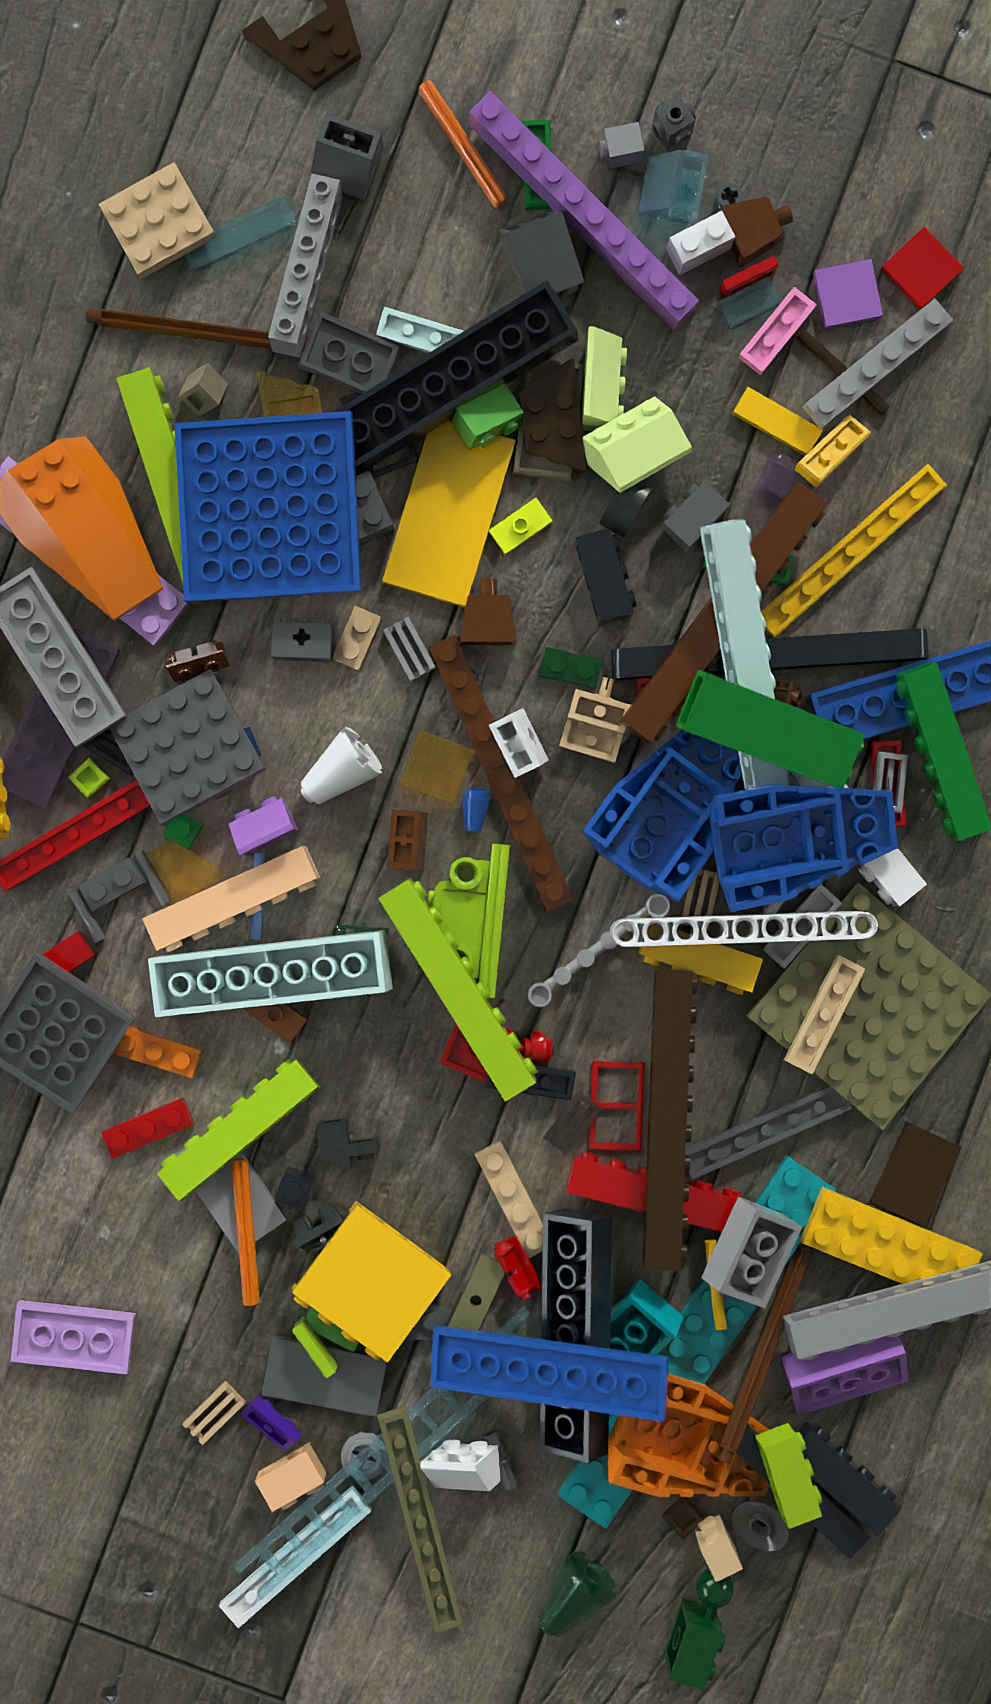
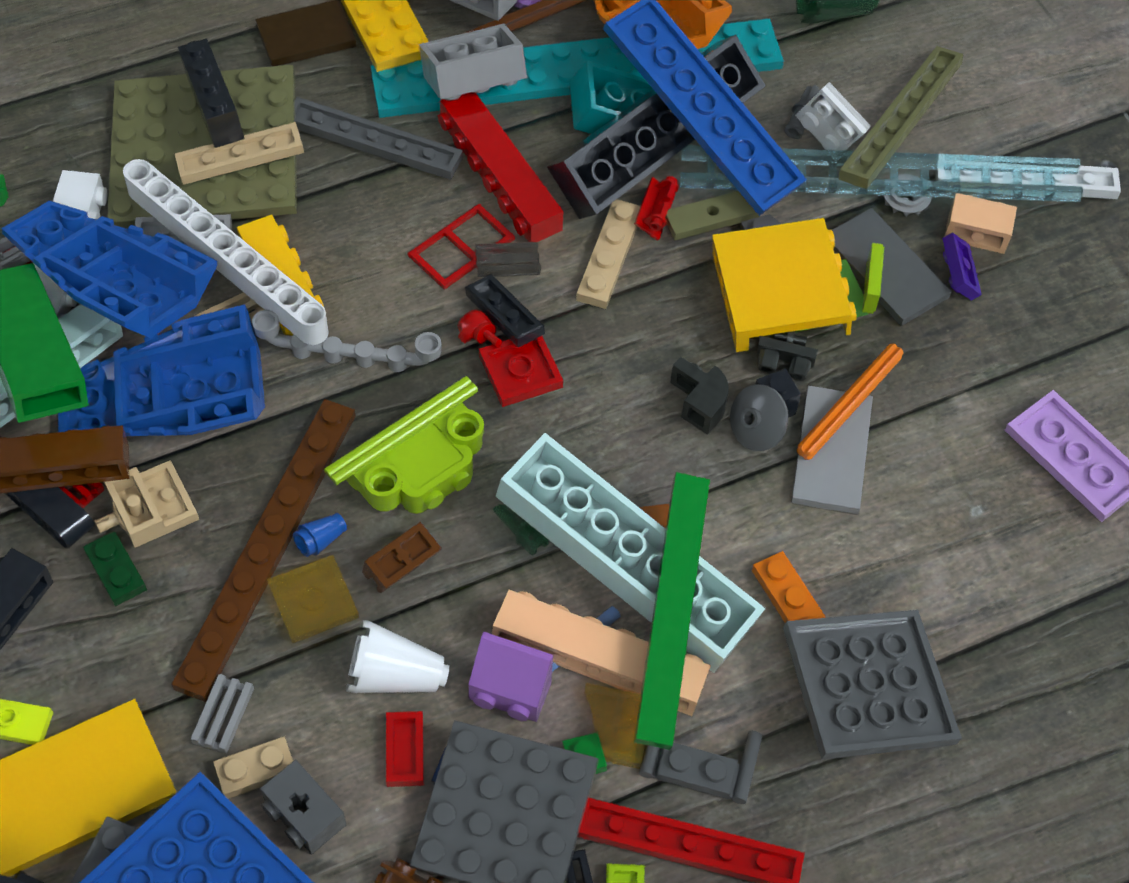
camera: 135 degrees left, 30 degrees down
(70, 952) = (799, 750): red tile -> none
(147, 1127) = (860, 551): red plate -> none
(196, 1430) = (1003, 309): tan tile -> none
(202, 958) = (672, 612): none -> green tile
(238, 1130) = (785, 472): lime brick -> none
(286, 732) = (404, 749): none -> red tile
(288, 1158) = (769, 414): none -> dark grey dish
(458, 989) = (483, 403): lime brick -> none
(488, 618) = (128, 667): reddish brown torso -> none
(519, 743) = (224, 542): white brick -> none
(668, 1119) = (426, 188): dark brown brick -> none
(717, 1297) = (531, 69): yellow bar -> none
(894, 1037) = (211, 93): none -> black brick

